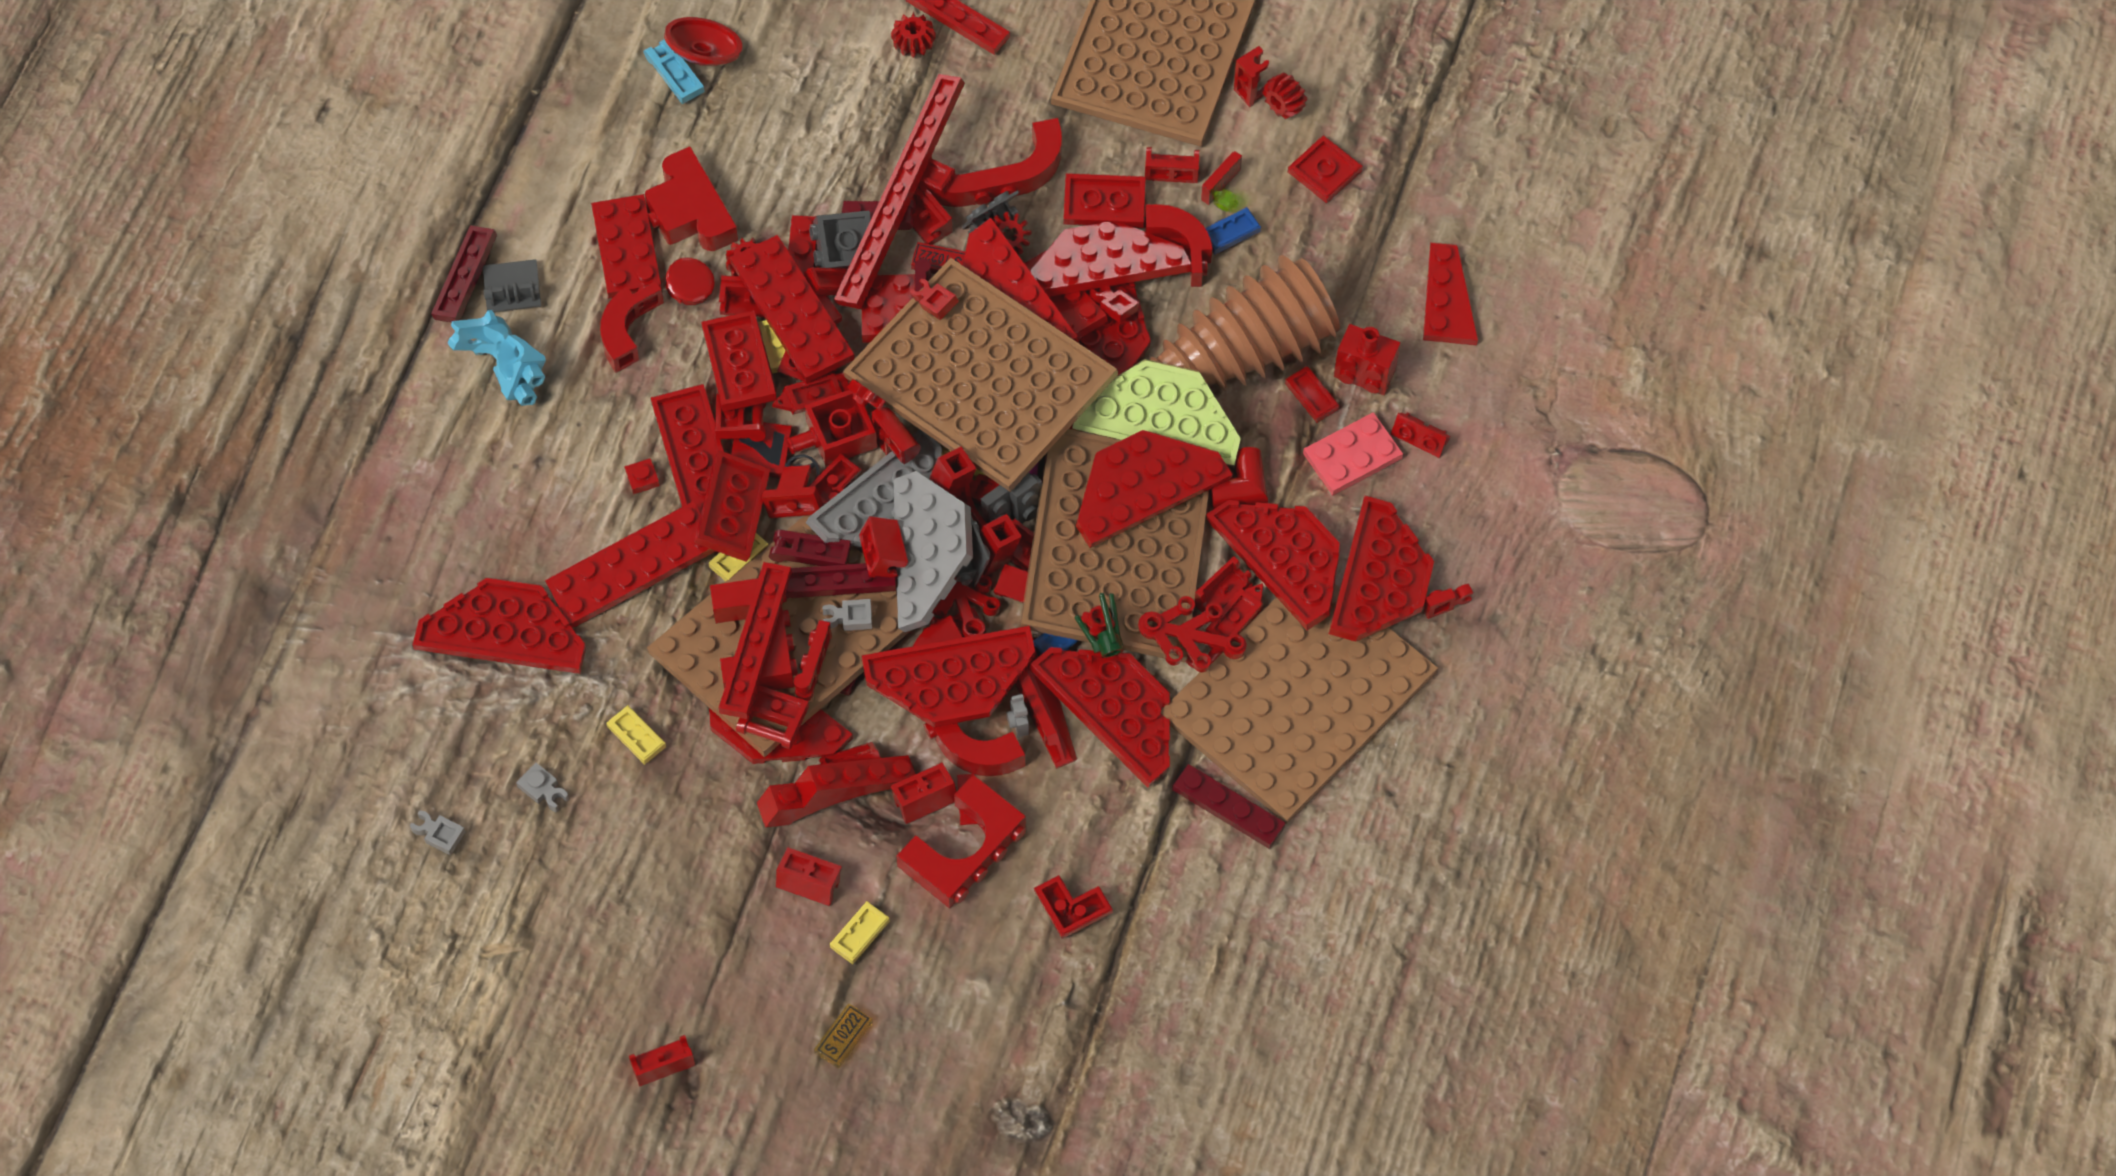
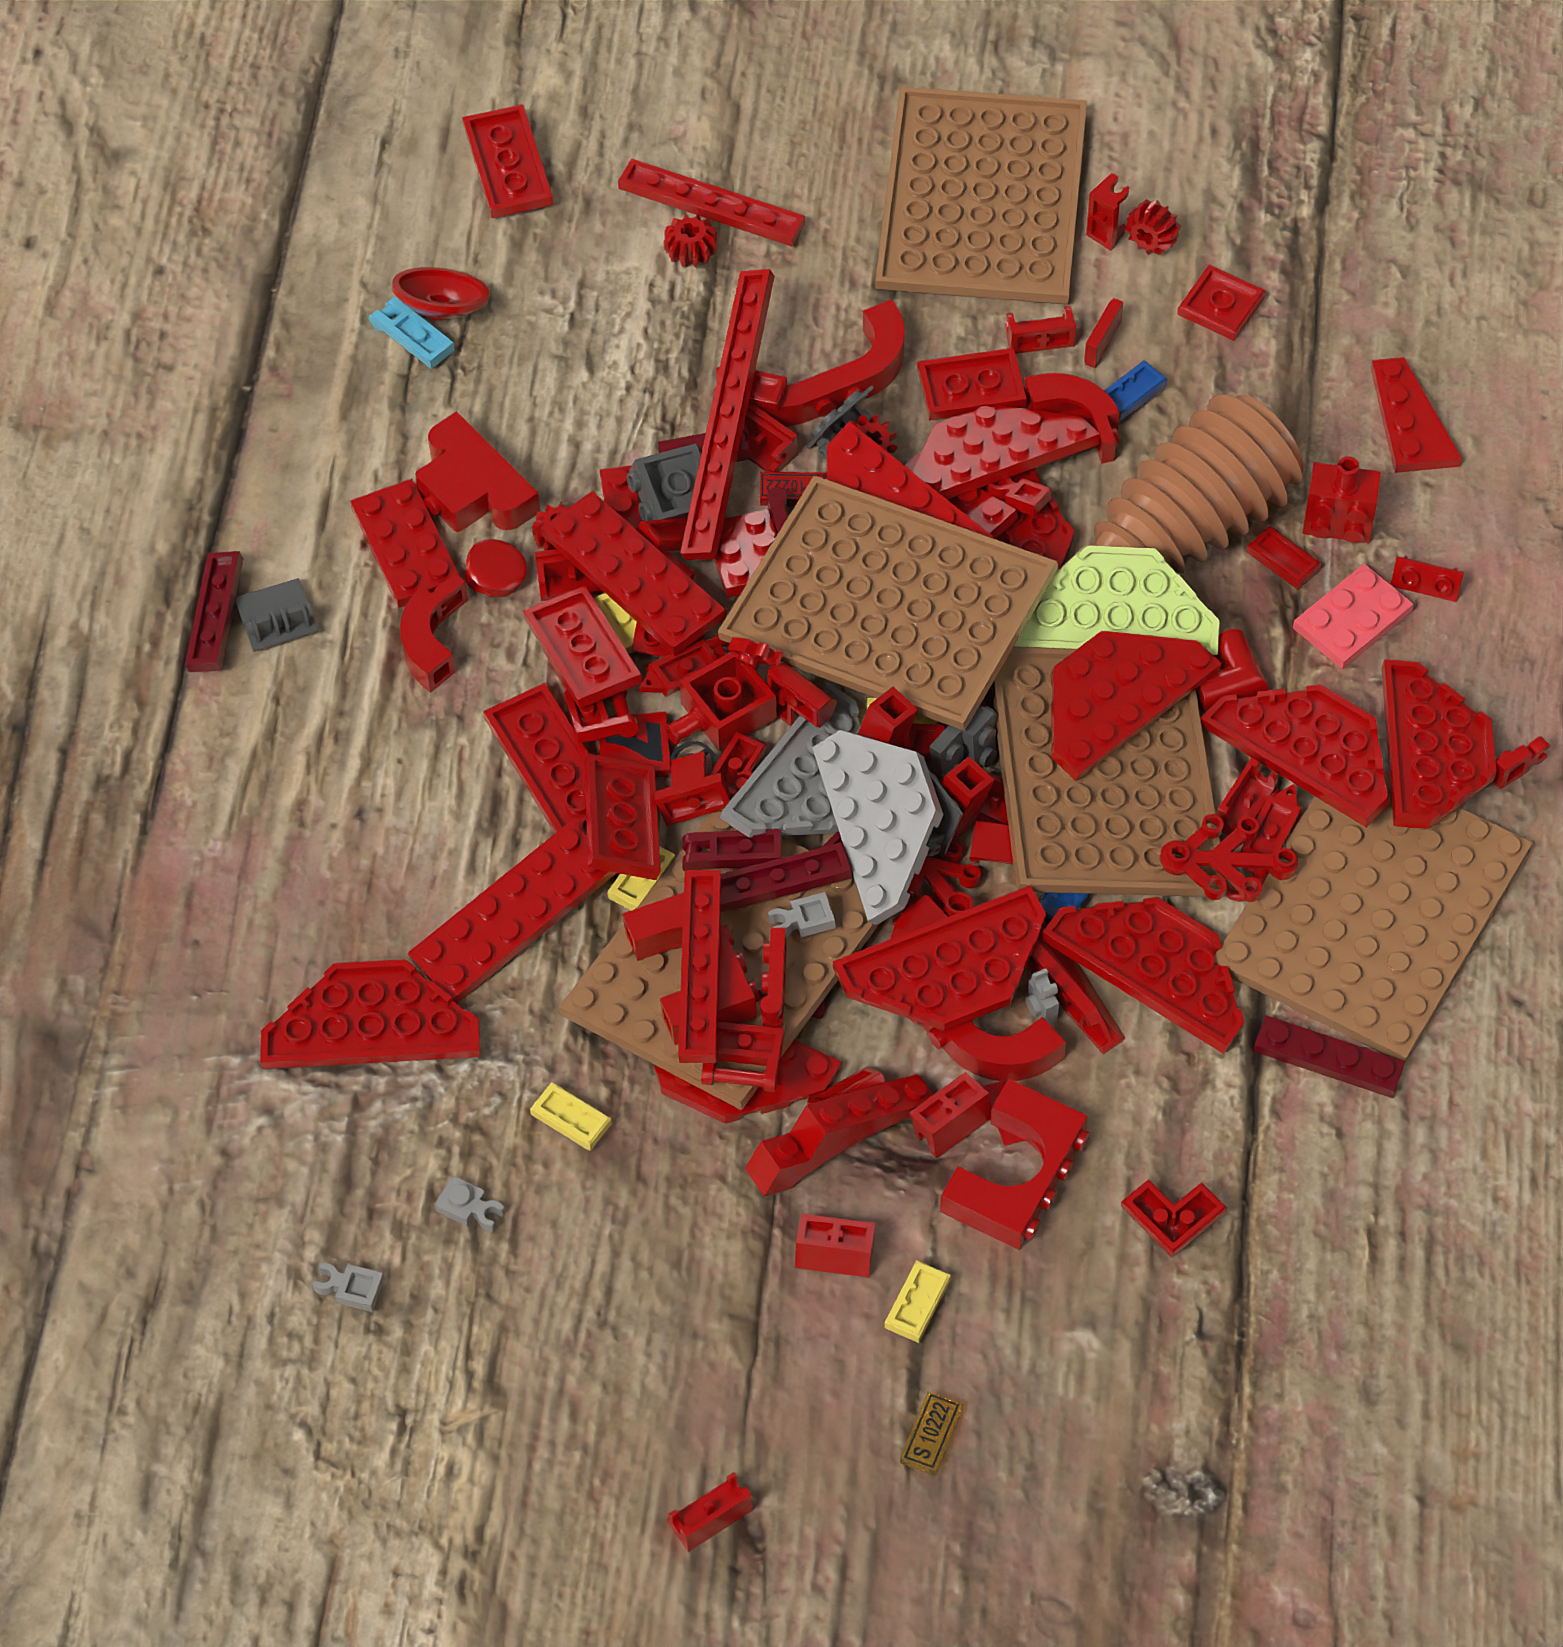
camera: 10 degrees left, 5 degrees down
(517, 362) = (306, 711): medium azure hips -> none
(642, 476) = (495, 806): red plate -> none
(882, 546) = (824, 826): red hinge -> none
(934, 300) = (812, 526): red plate -> none
(1090, 617) = (1116, 856): red plate -> none
(1110, 640) = (1132, 884): dark green plant -> none
(1225, 200) = (1116, 358): clear neon green plate -> none

